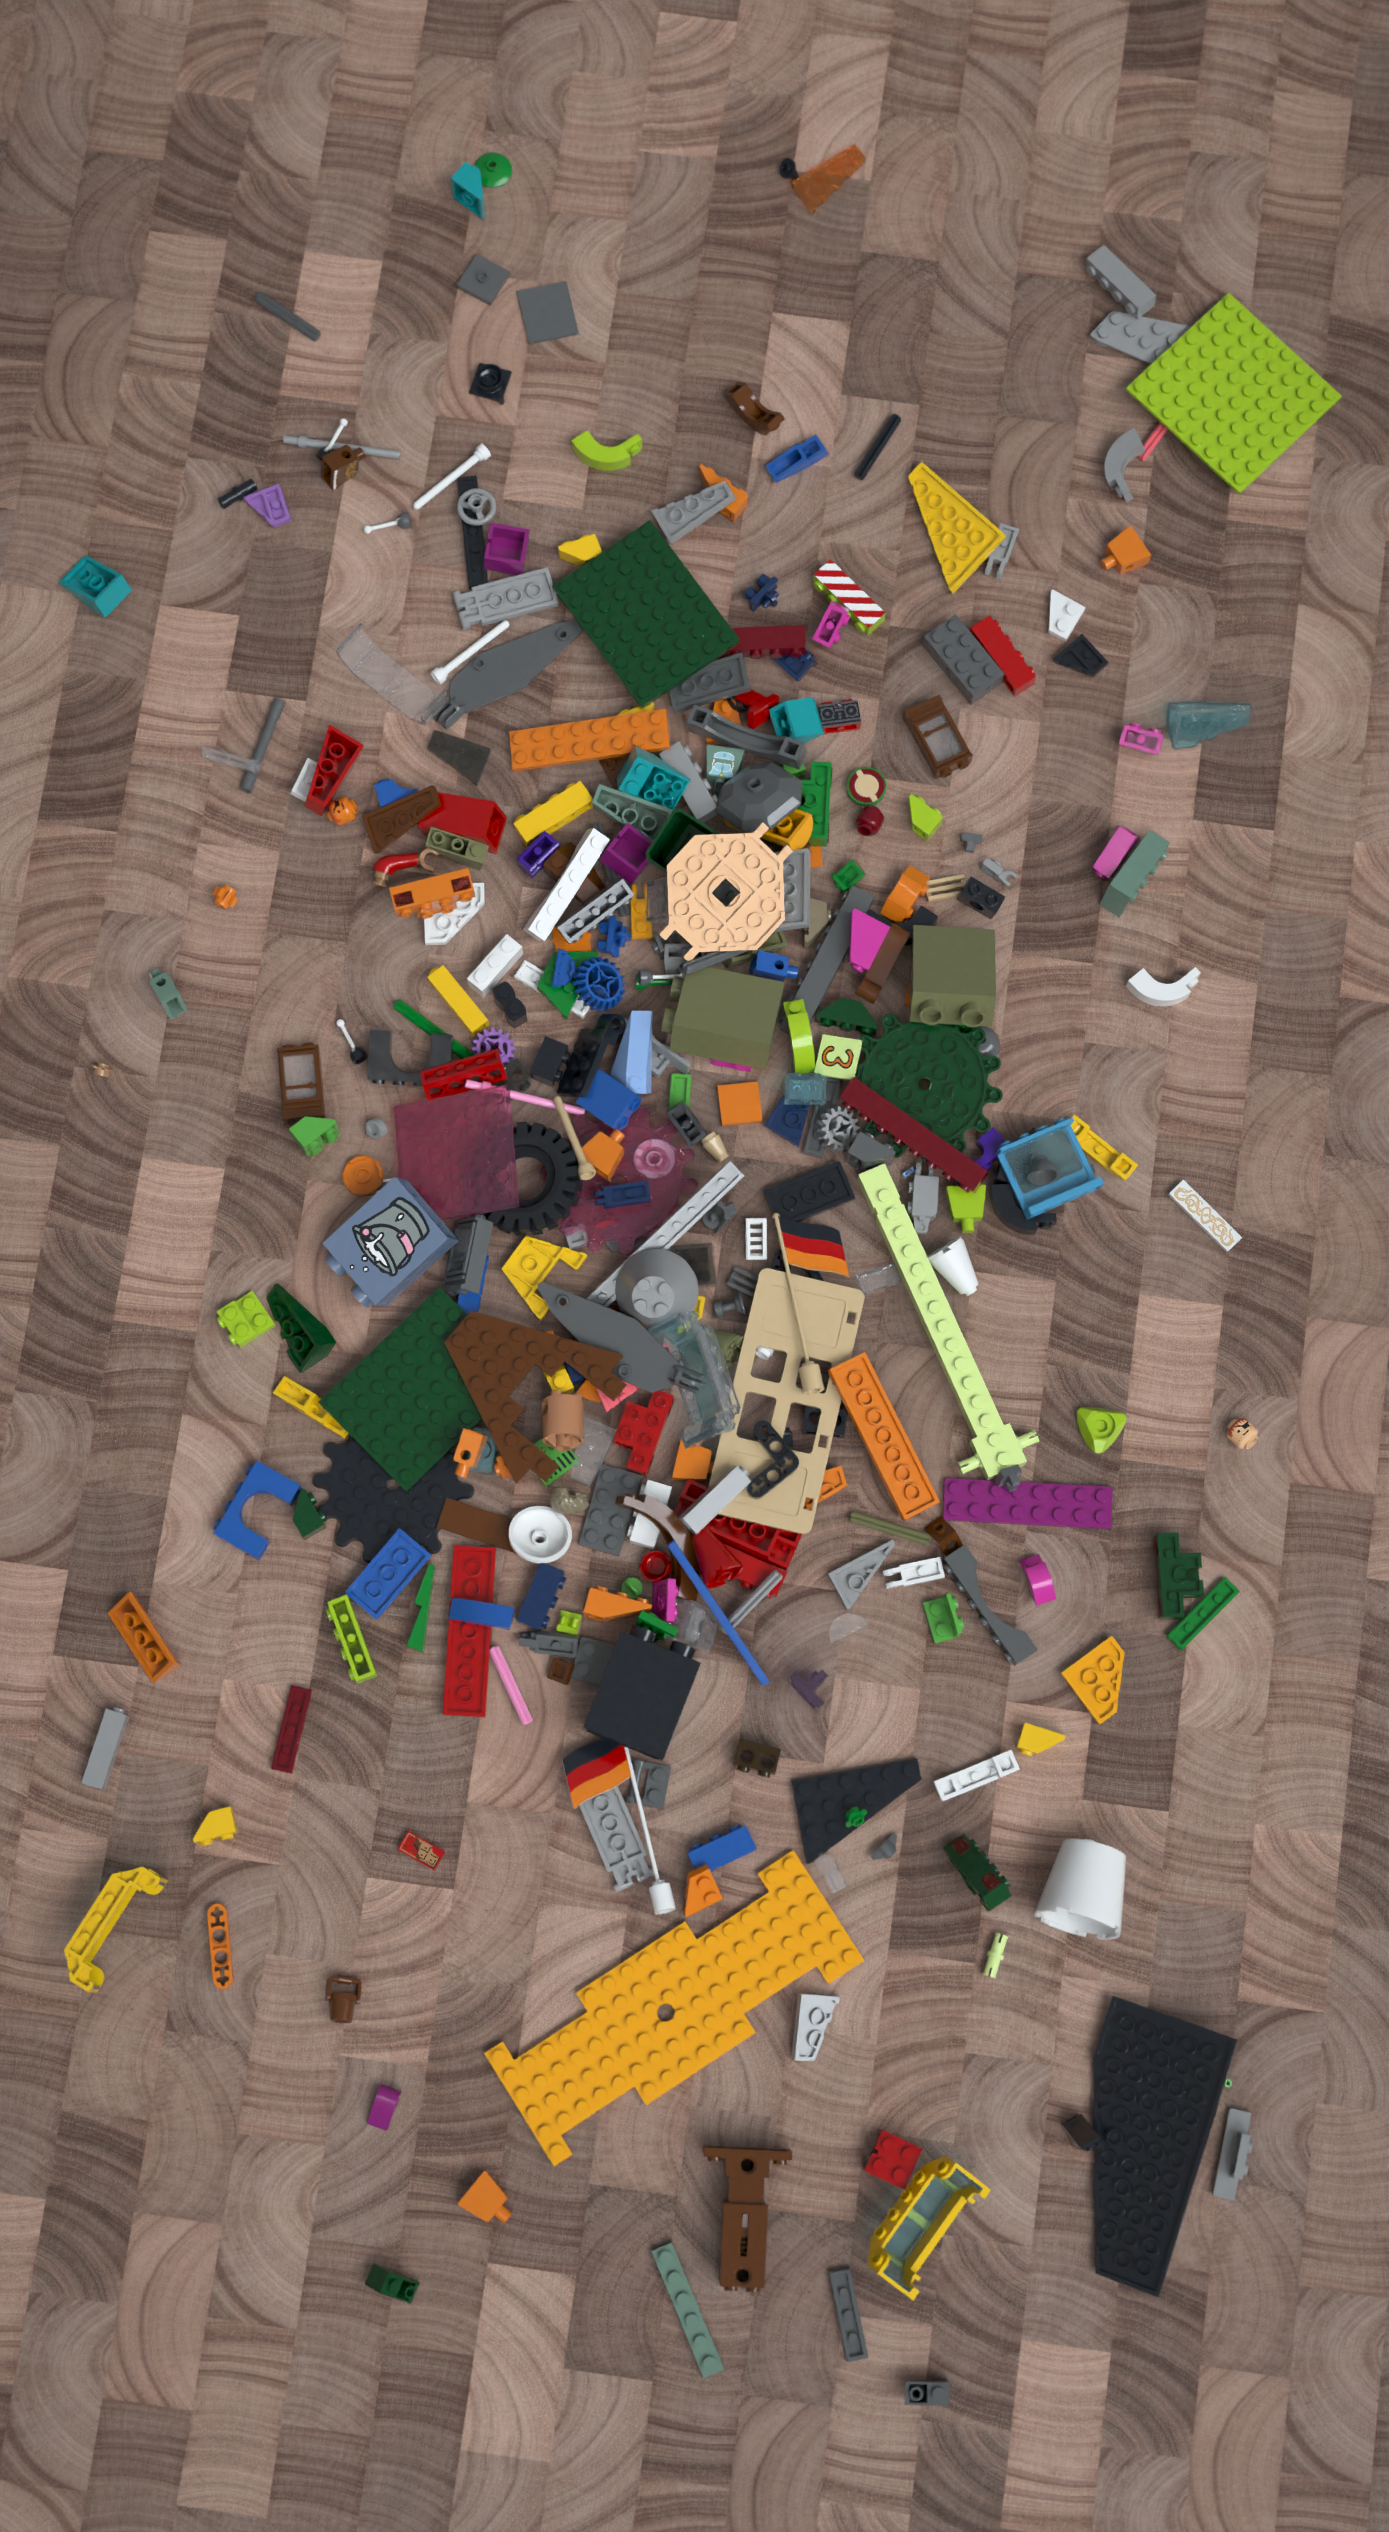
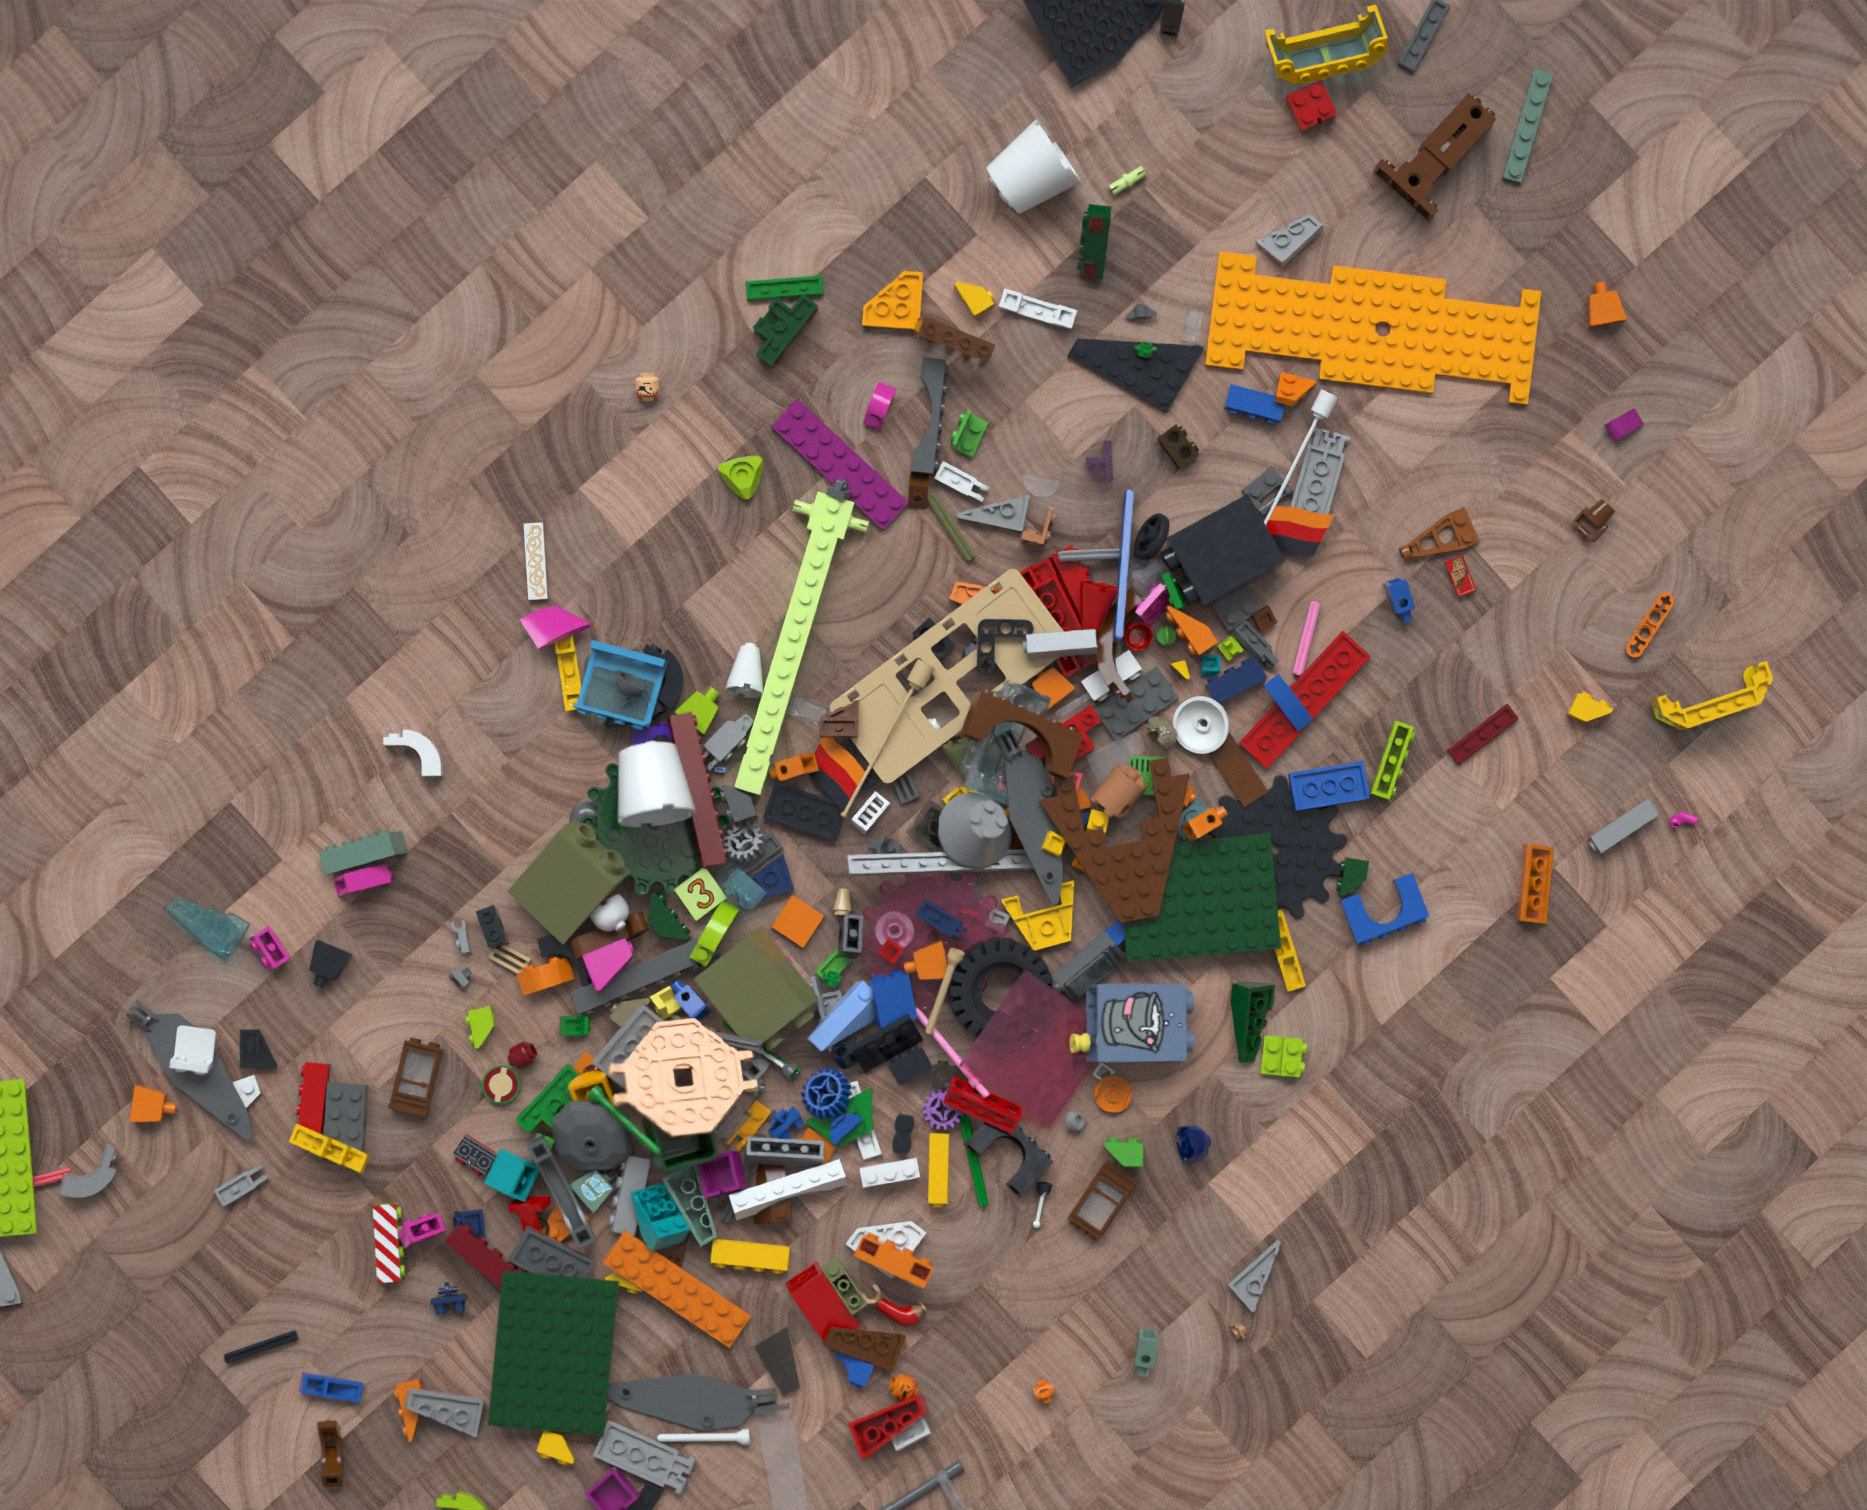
camera: 140 degrees left, 10 degrees up
(59, 1800) = (1682, 817): none -> dark pink arm
(124, 1119) = (1250, 1281): none -> light grey wing
(262, 1187) = (1193, 1143): none -> clear blue cylinder
(391, 2283) = (1711, 305): dark green slope -> none
(423, 1600) = (1320, 747): green slope -> none
(424, 1187) = (1079, 1043): none -> light yellow wheel
(453, 1894) = (1463, 531): none -> dark orange plate
(463, 1789) = (1396, 590): none -> blue torso
(536, 854) = (788, 1231): dark purple brick -> none
(574, 1594) = (1209, 665): none -> teal slope
(581, 1331) = (1053, 843): none -> yellow tile
(595, 1570) = (1181, 668): none -> yellow slope
(643, 1138) = (891, 950): none -> red panel
(662, 1462) = (1073, 705): none -> clear tile
(672, 1077) = (831, 978): none -> green plate
(714, 1658) = (1152, 533): none -> black wheel
(727, 1385) = (1058, 741): none -> reddish brown arch
(737, 1304) = (923, 774): dark grey piece -> none
(782, 824) = (597, 1095): none -> green piece
(792, 949) = (664, 1003): none -> light yellow panel
(814, 1574) = (1032, 538): none -> nougat bracket
(842, 1286) = (841, 722): none -> reddish brown wing
(853, 1216) = (794, 767): none -> orange torso
(883, 1436) = (902, 593): orange plate -> none
(894, 978) = (611, 915): none -> white cylinder
(953, 1102) = (652, 786): none -> white cone
(956, 528) = (260, 1230): yellow wing -> none
(958, 624) = (329, 1148): none -> yellow slope
(1024, 1683) = (954, 338): none -> reddish brown window
(1086, 768) = (327, 962): none -> black torso
(1119, 607) = (211, 1090): none -> dark grey wing
(1129, 614) = (193, 1050): none -> white bracket
(1145, 1172) = (552, 625): none -> dark pink slope

